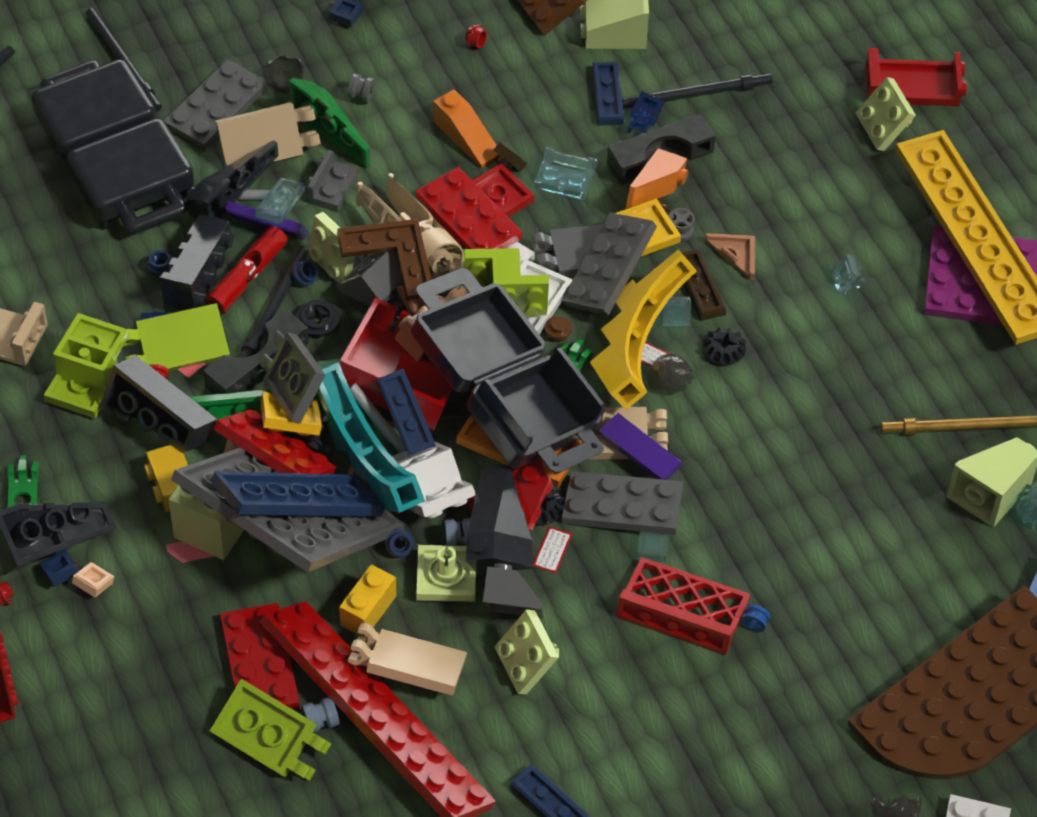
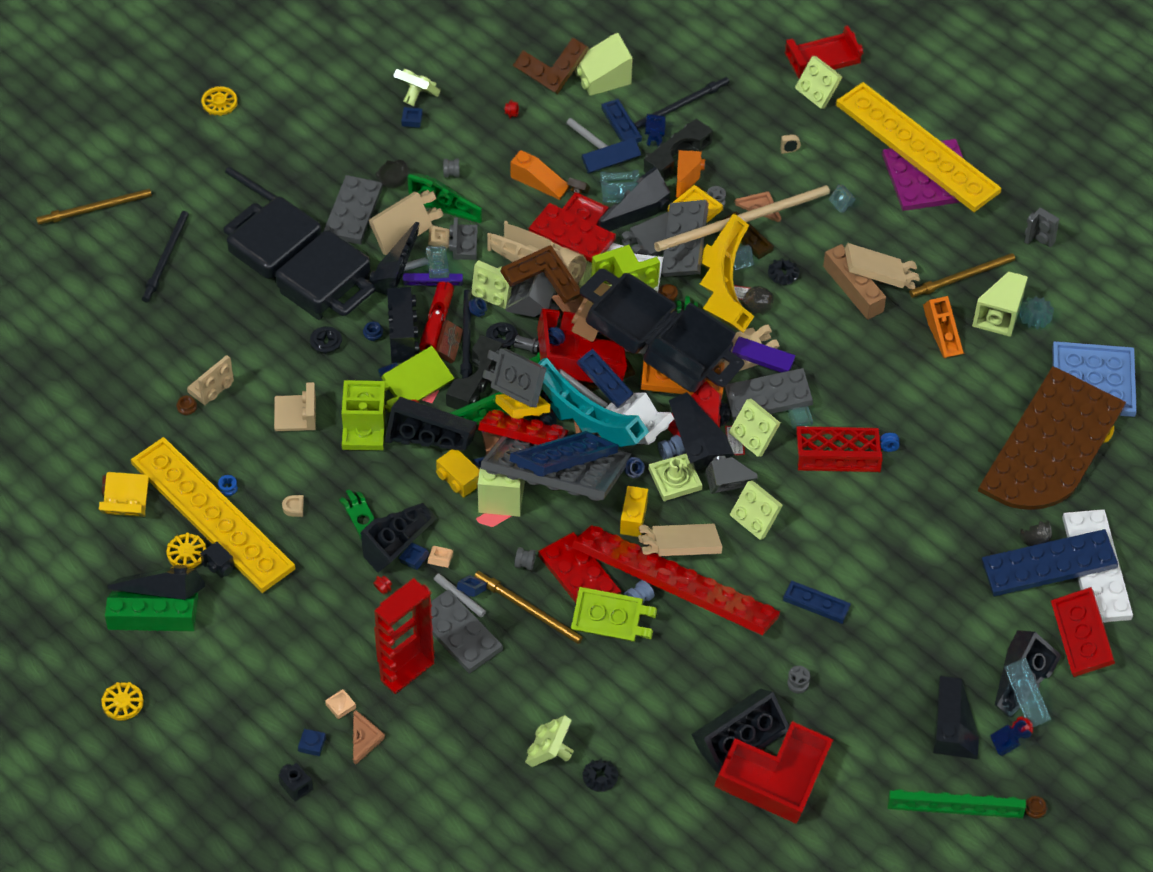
camera: 20 degrees left, 0 degrees up
(67, 686) = (462, 632): none -> dark grey plate
(93, 248) = (318, 336): none -> black gear
(93, 639) = (460, 595): none -> light grey piece
(111, 631) = (471, 585): none -> dark blue plate
(143, 641) = (495, 586): none -> pearl gold bar
(197, 618) = (525, 558): none -> dark grey wheel
(246, 305) = (449, 341): none -> copper tile
(301, 168) = (439, 236): none -> tan tile
(340, 336) = (527, 344): none -> dark grey pin
(376, 339) = (556, 336): none -> dark blue plate
(557, 98) = (585, 133): none -> light grey piece
(572, 130) = (611, 155): none -> dark blue tile
(579, 540) = (754, 427): none -> yellowish green plate
(580, 200) = (642, 202): none -> black wedge
(695, 259) = (747, 216): none -> tan piece
(810, 388) = (858, 288): none -> medium nougat brick
(812, 182) = (789, 143): none -> tan tile
(851, 379) = (880, 267): none -> tan tile
(902, 485) = (943, 326): none -> orange slope

